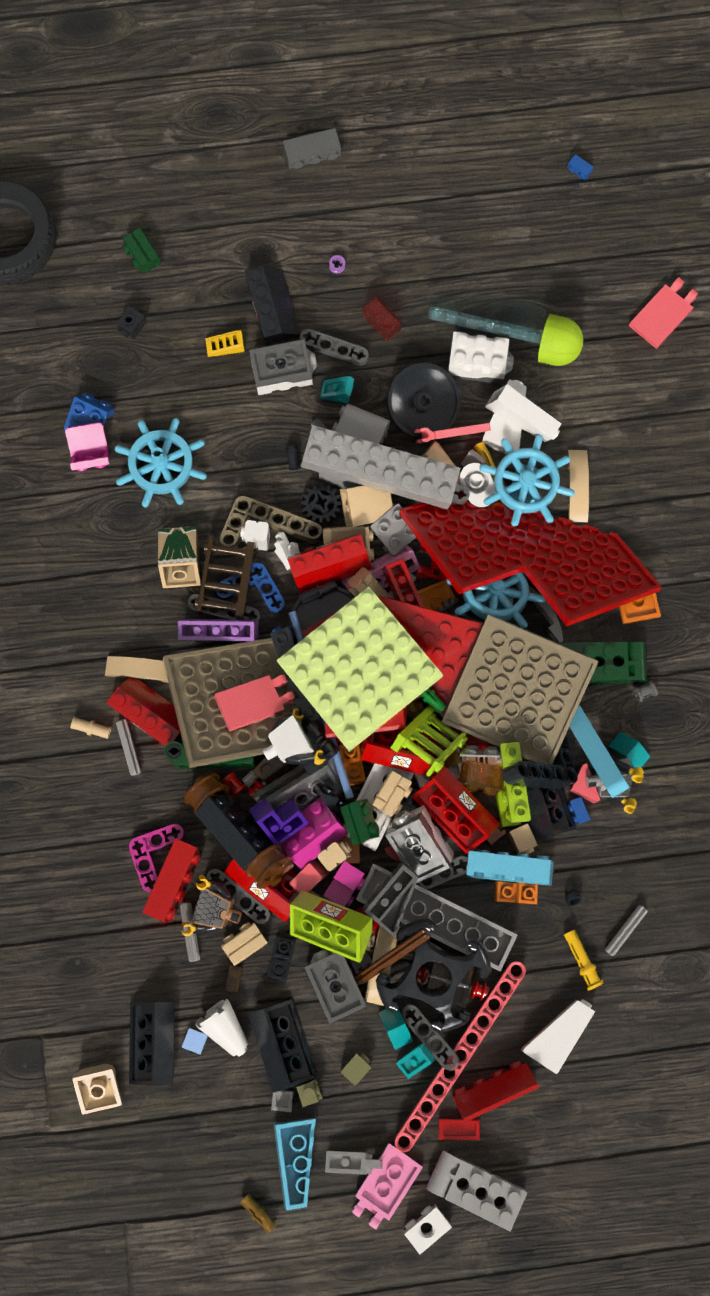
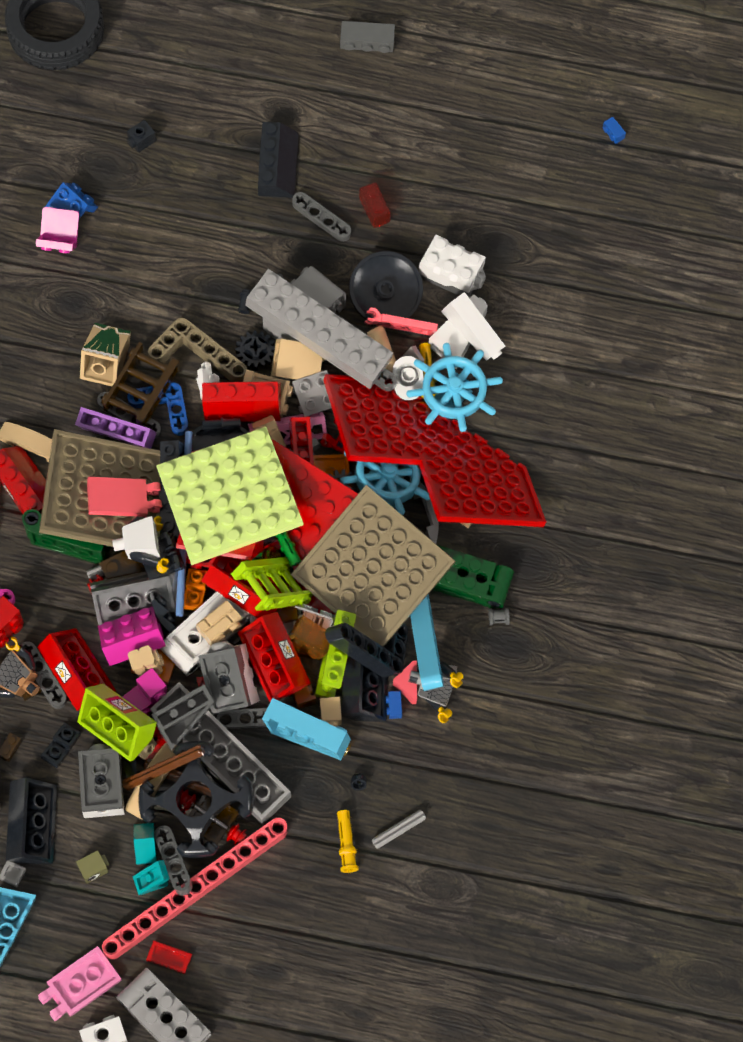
camera: 15 degrees right, 10 degrees down
(141, 251) = (175, 77): dark green brick -> none
(160, 462) = (120, 265): medium azure piece -> none
(225, 350) = (227, 176): yellow slope -> none
(234, 783) = (77, 572): red bush -> none
(237, 831) = (62, 610): brick -> none
(244, 943) = (31, 717): tan brick -> none
(256, 533) = (186, 354): white brick -> none
(278, 823) = (103, 613): dark purple brick -> none
(282, 366) = (265, 216): dark grey piece -> none
(309, 877) = (116, 676): coral slope -> none
(309, 1092) = (39, 873): olive brick -> none
(337, 389) = (310, 254): teal slope -> none
(342, 262) = (352, 150): medium lavender bush -> none
(351, 1163) = (55, 950): light grey hinge -> none
(360, 821) = (179, 637): dark green brick -> none
(494, 1091) = (215, 931): red slope -> none
(516, 892) = (306, 759): orange slope -> none
(558, 342) = (530, 274): piece -> none
(559, 1037) = (295, 904): white slope -> none
(579, 482) = (504, 412): tan slope -> none
(629, 748) = (466, 665): teal slope -> none
(640, 609) = (521, 539): orange plate -> none
(663, 314) = (645, 284): coral tile -> none

